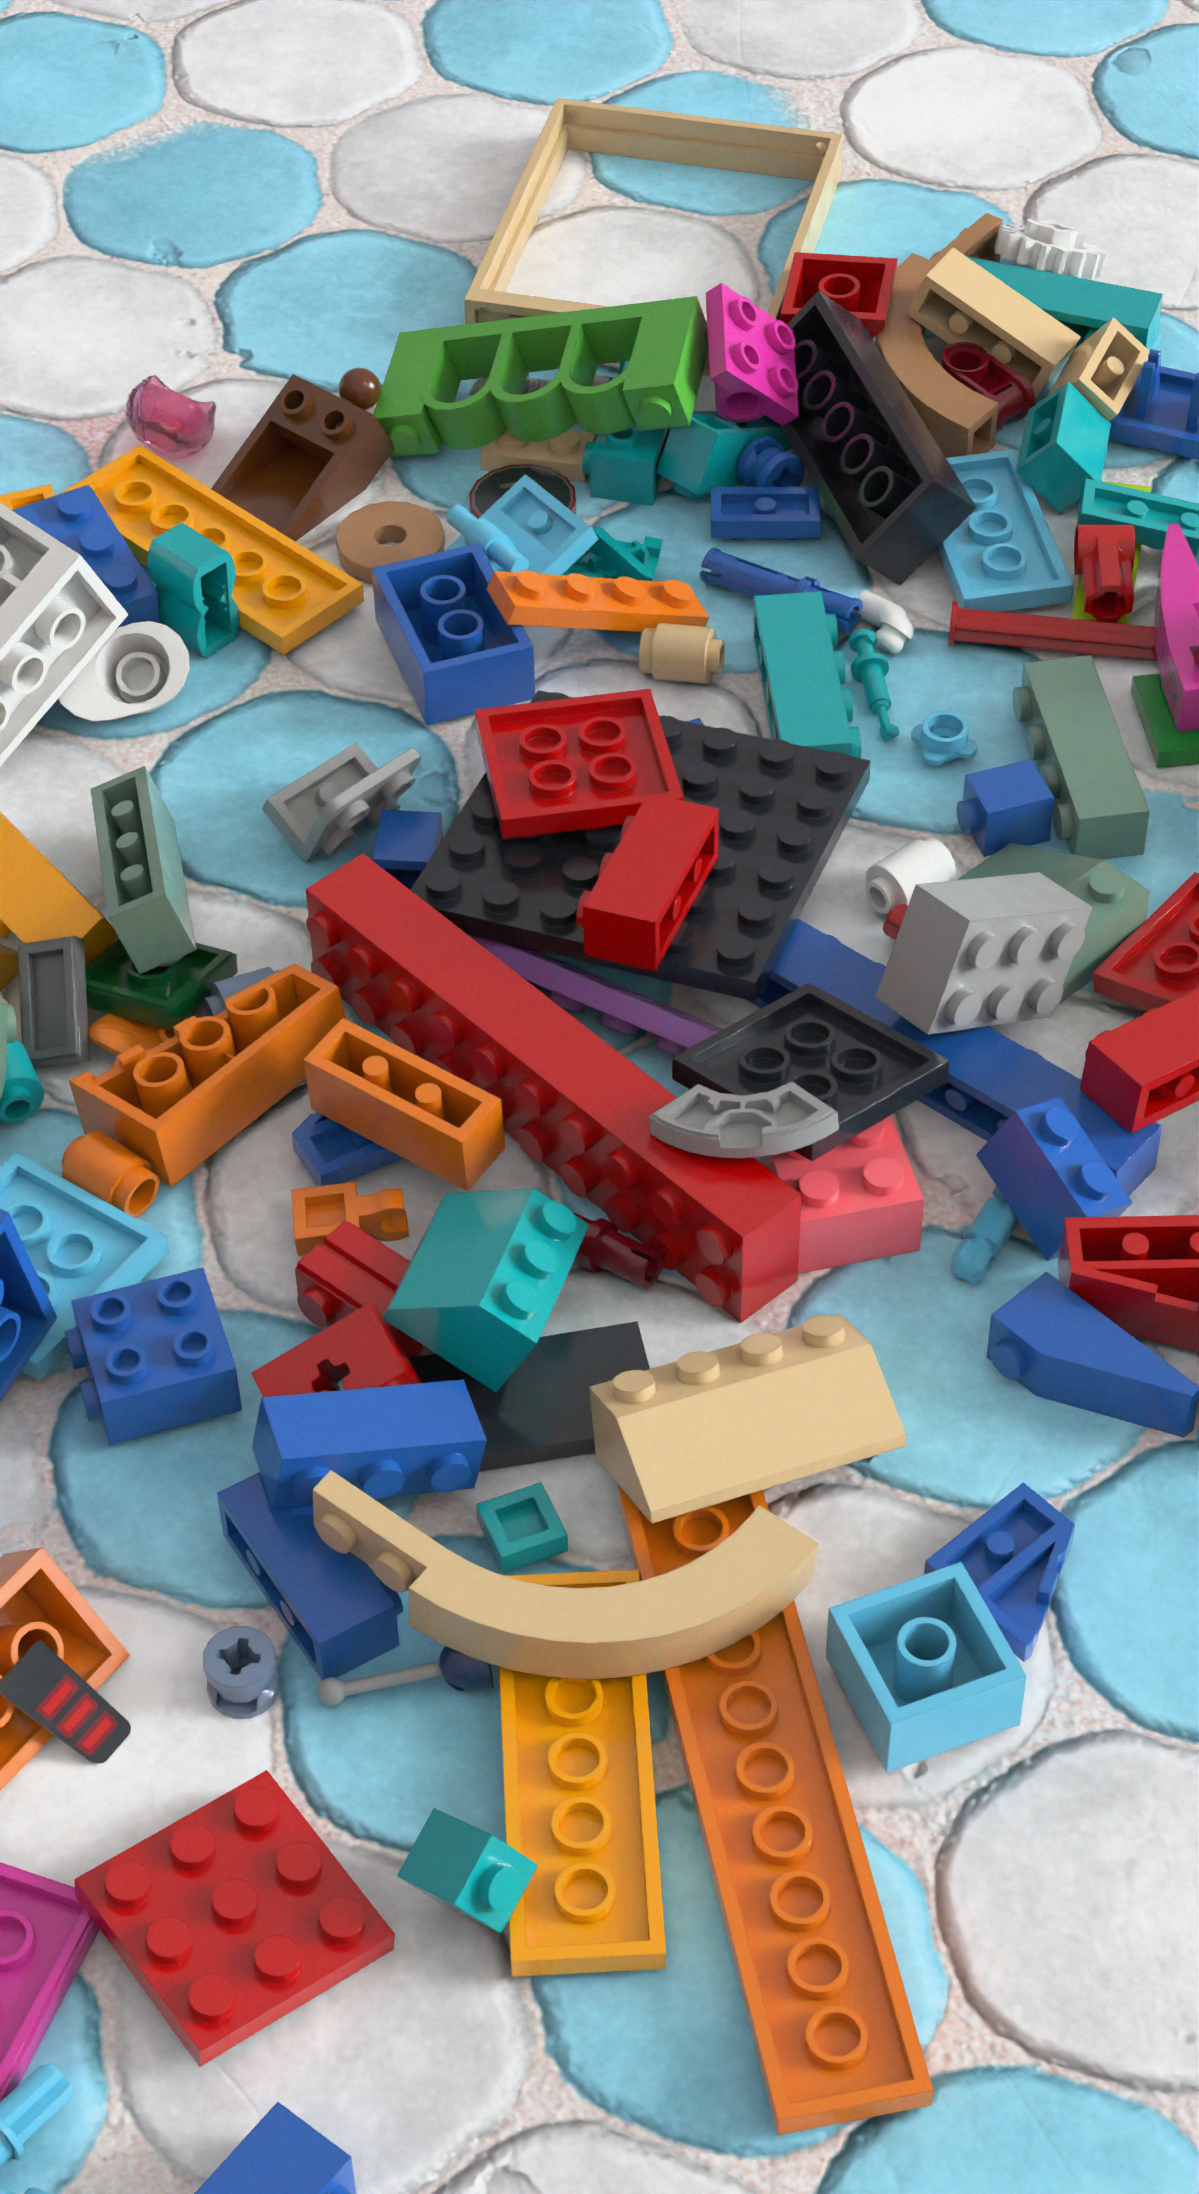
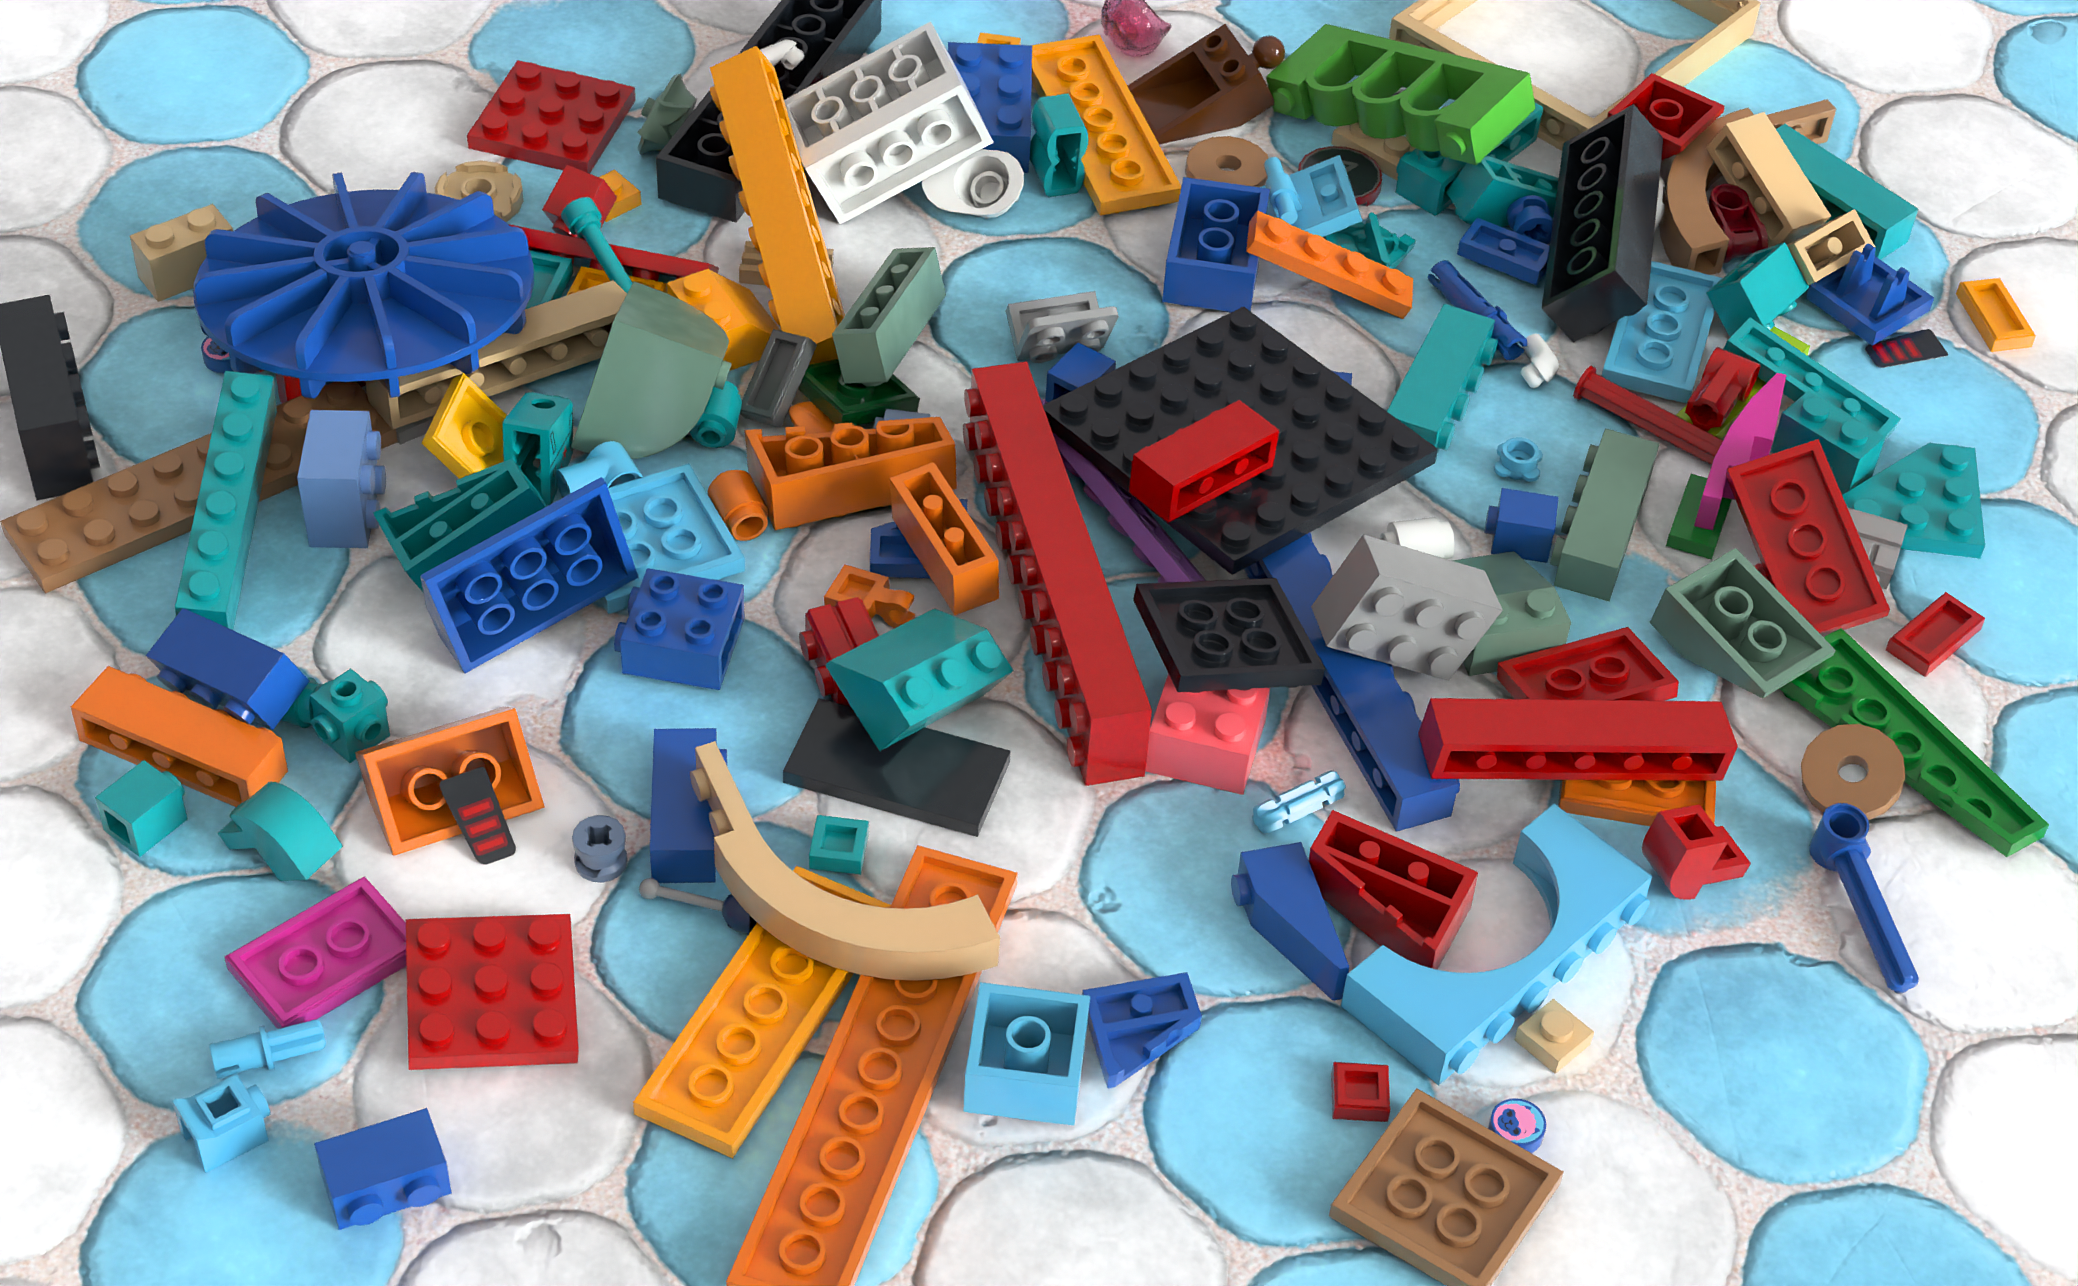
camera: 25 degrees right, 0 degrees up
(355, 1348) = (779, 696): red brick -> none
(375, 1438) = (767, 740): blue brick -> none
(467, 1870) = (641, 1032): teal brick -> none
(574, 761) = (1216, 358): red plate -> none
(619, 1254) = (1024, 693): dark red pin -> none
(681, 653) = (1371, 324): tan brick -> none
(743, 1124) = (1141, 646): light grey tile -> none
(744, 1417) = (1025, 840): tan slope -> none
(750, 359) = (1551, 134): dark pink plate -> none
(870, 671) = (1501, 391): teal piece -> none
(1050, 248) = (1860, 145): white gear -> none
(1050, 1172) = (1355, 775): blue brick -> none

